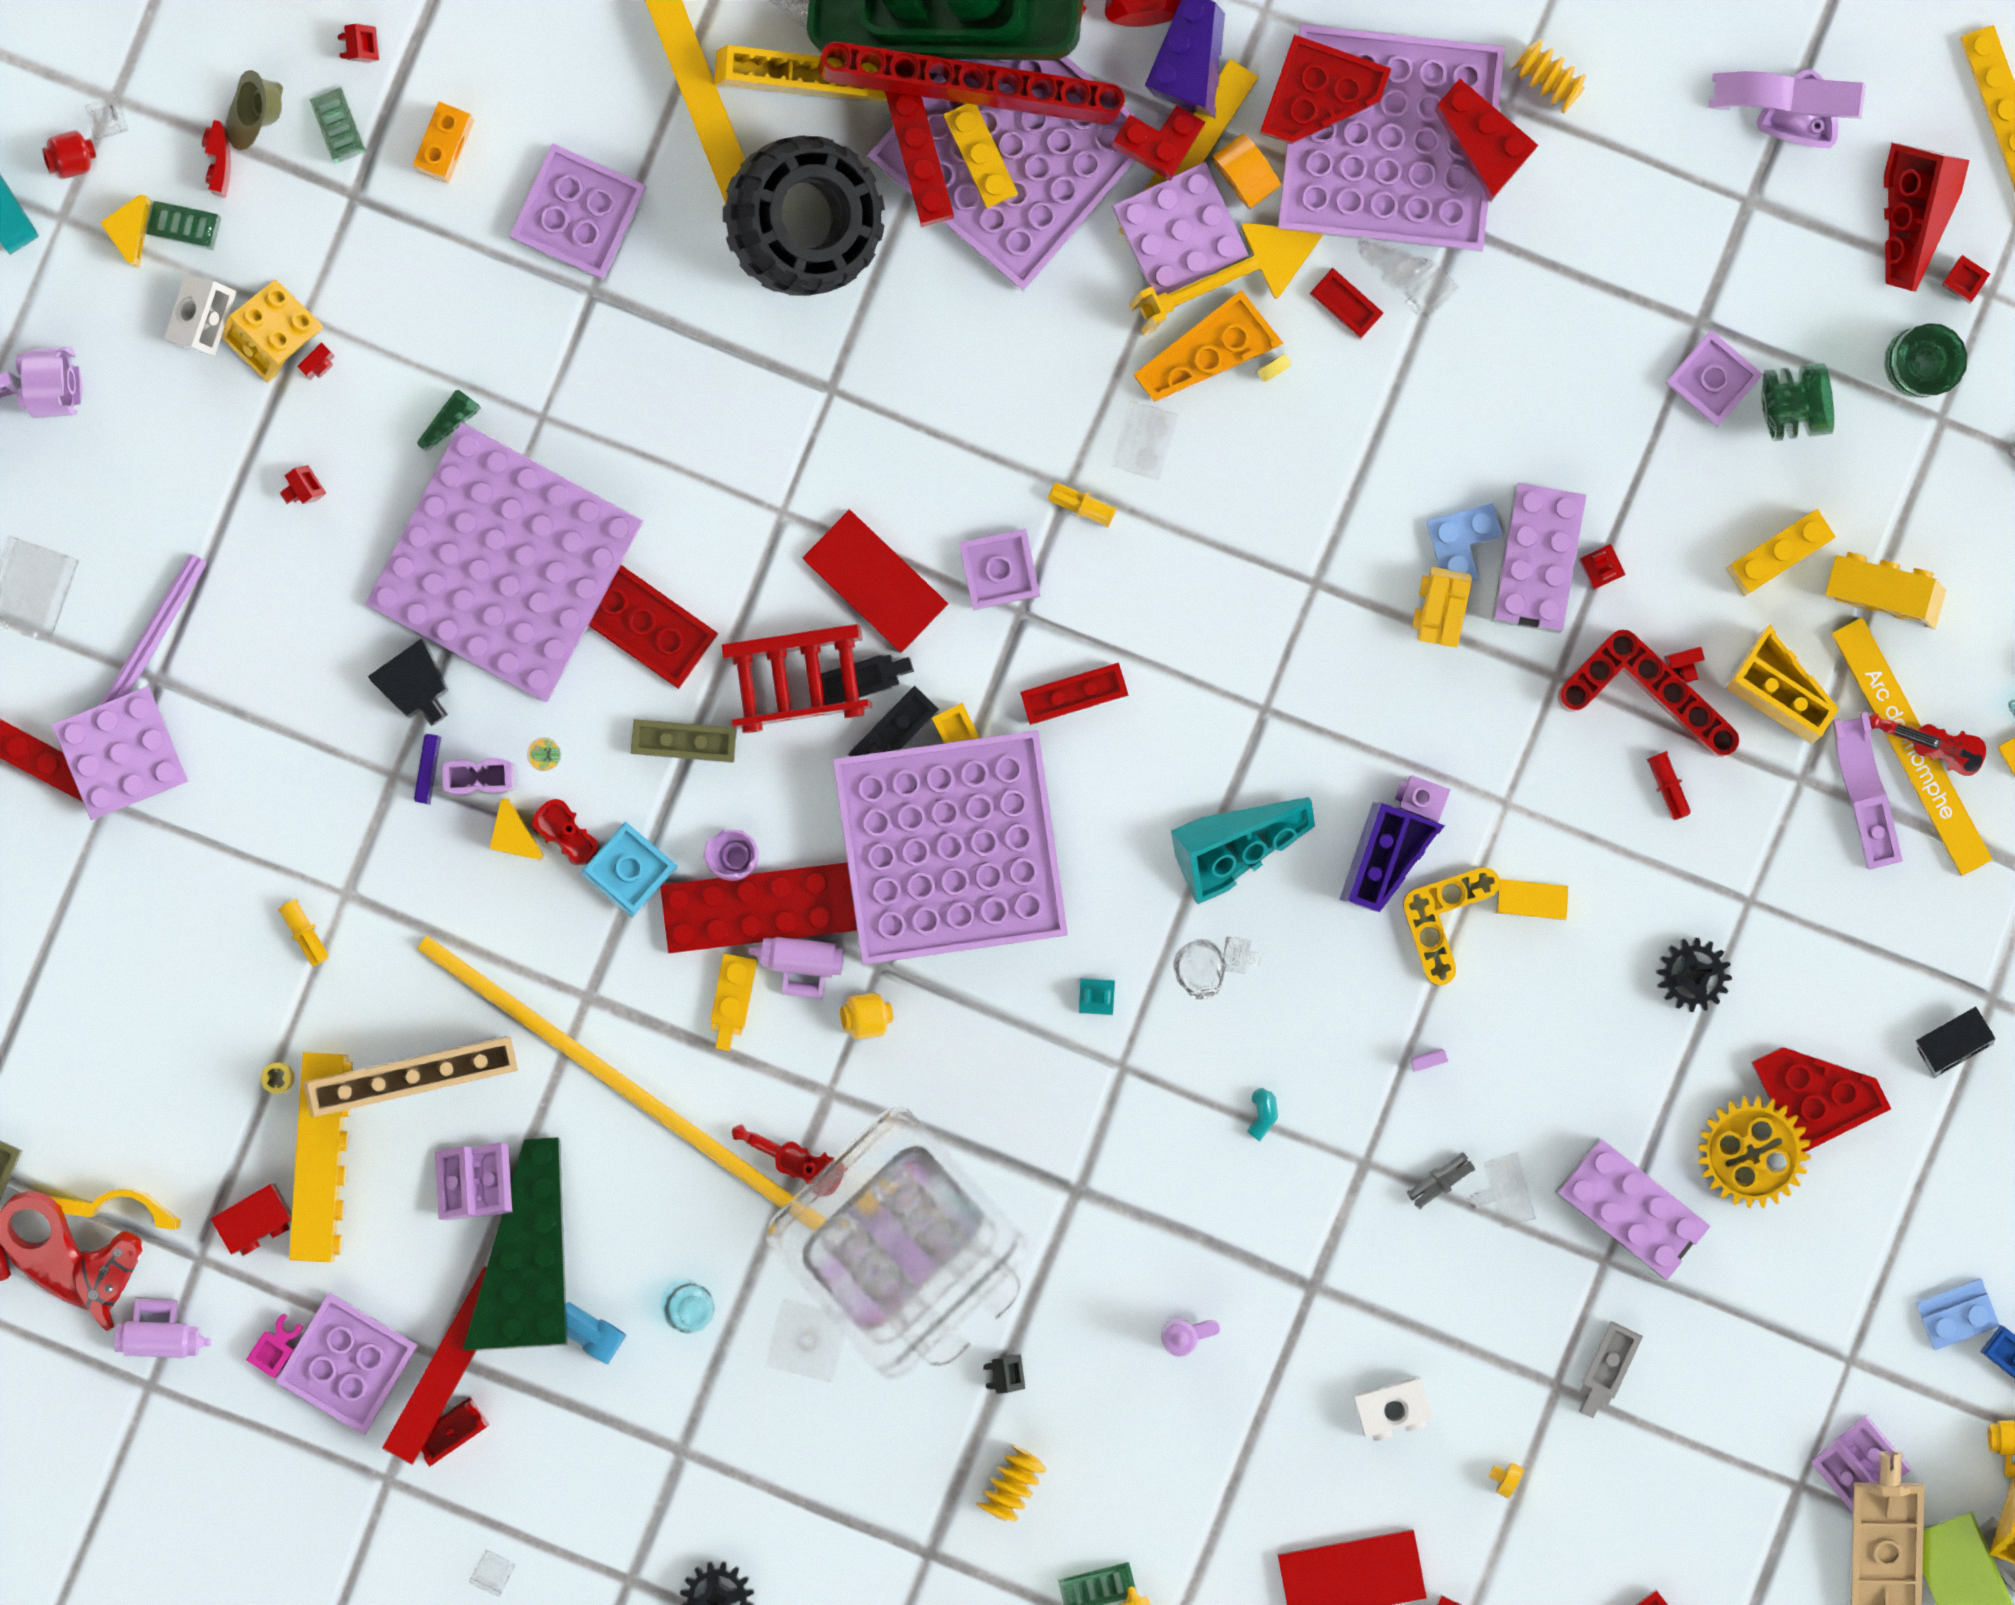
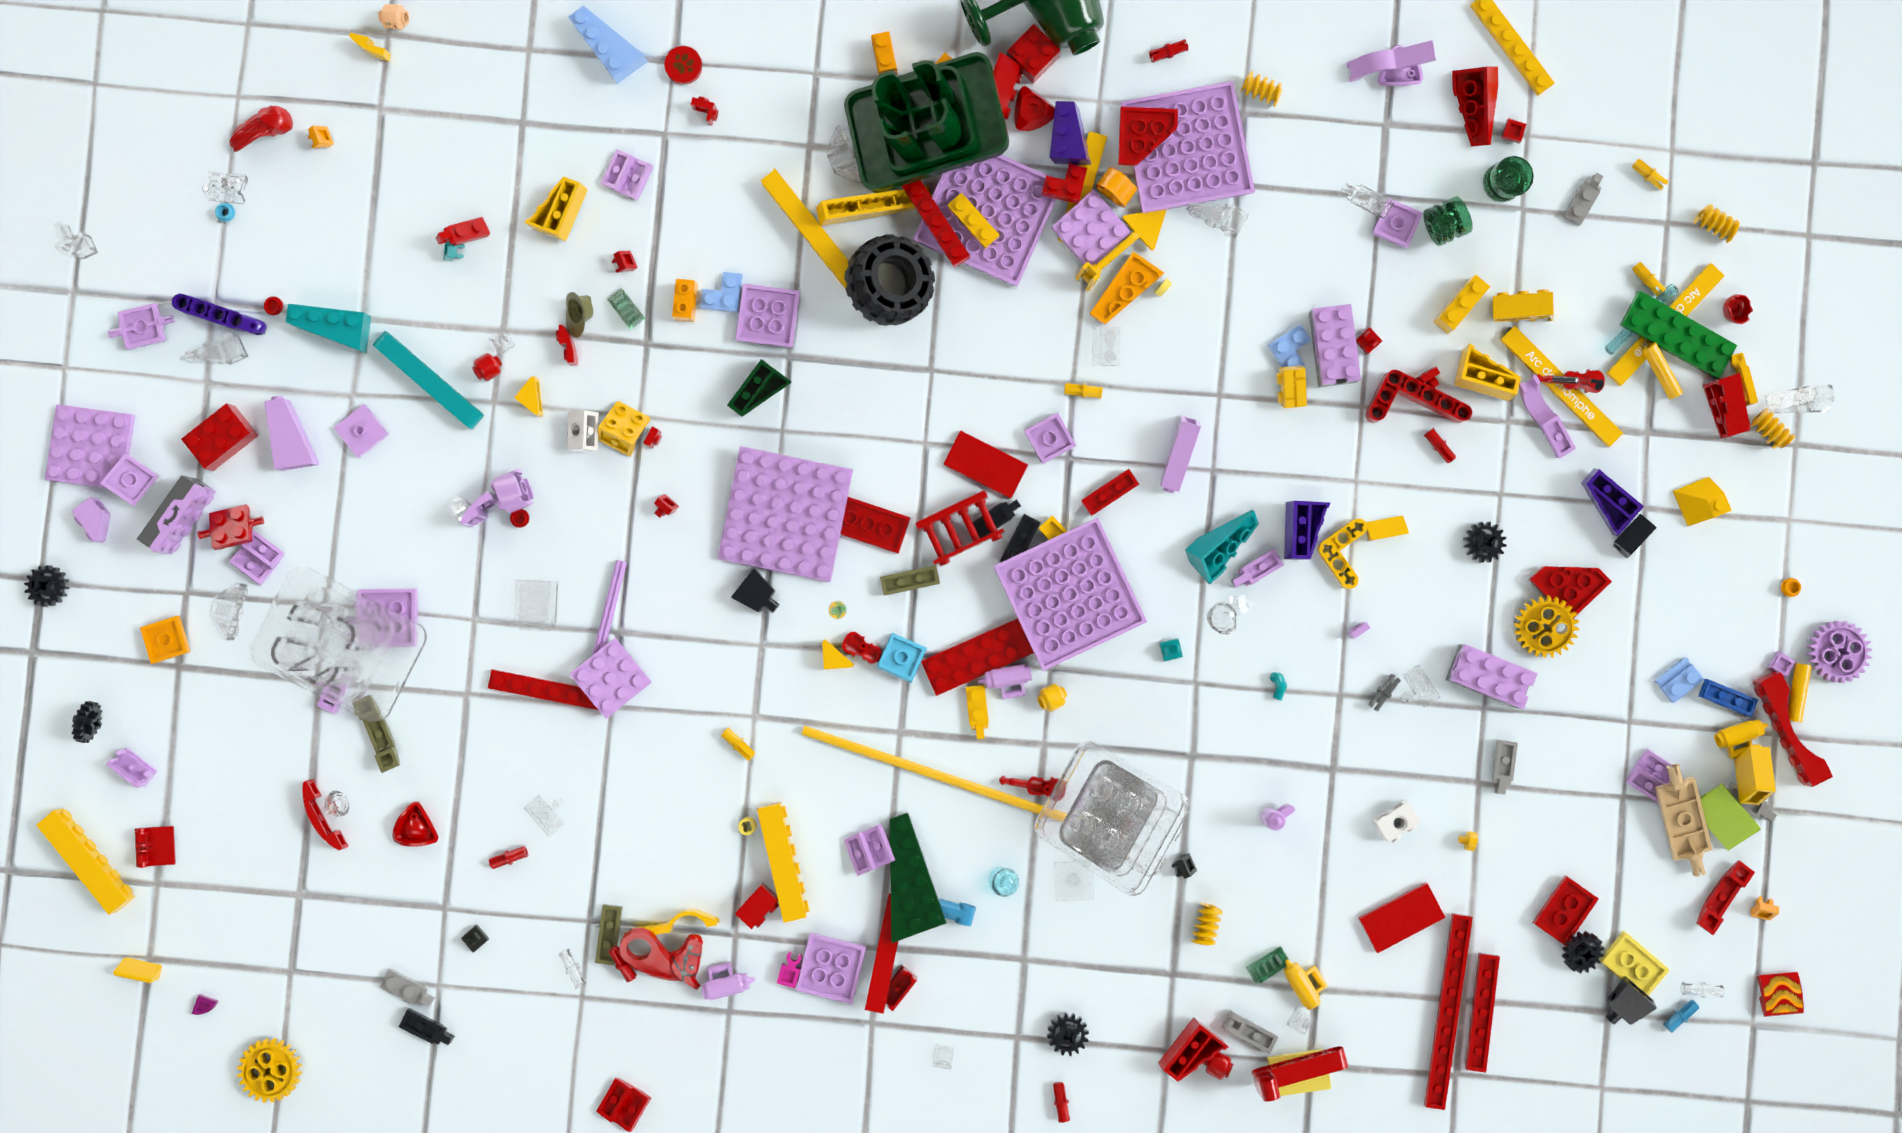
camera: 20 degrees left, 0 degrees up
(46, 432) = (519, 518): none -> red plate
(210, 231) = (574, 385): clear green slope -> none
(410, 1076) = (818, 804): tan brick -> none
(427, 769) = (777, 636): dark purple tile -> none
(456, 410) = (735, 440): clear green slope -> none
(468, 778) = (810, 631): lavender brick -> none
(516, 160) = (728, 298): none -> light blue plate
(522, 331) = (757, 388): none -> dark green wedge
(731, 855) = (954, 633): lavender hair -> none
(955, 89) = (949, 188): red beam -> none
(1214, 664) = (1180, 454): none -> lavender slope
(1289, 903) = (1258, 569): none -> lavender hinge
(1346, 303) = (1190, 242): red tile -> none
(1422, 798) = (1312, 491): lavender brick -> none
(1484, 137) = (1238, 130): red wedge -> none
(1674, 323) = (1368, 199): none -> clear hinge
(1932, 968) = (1611, 501): none -> dark purple wedge

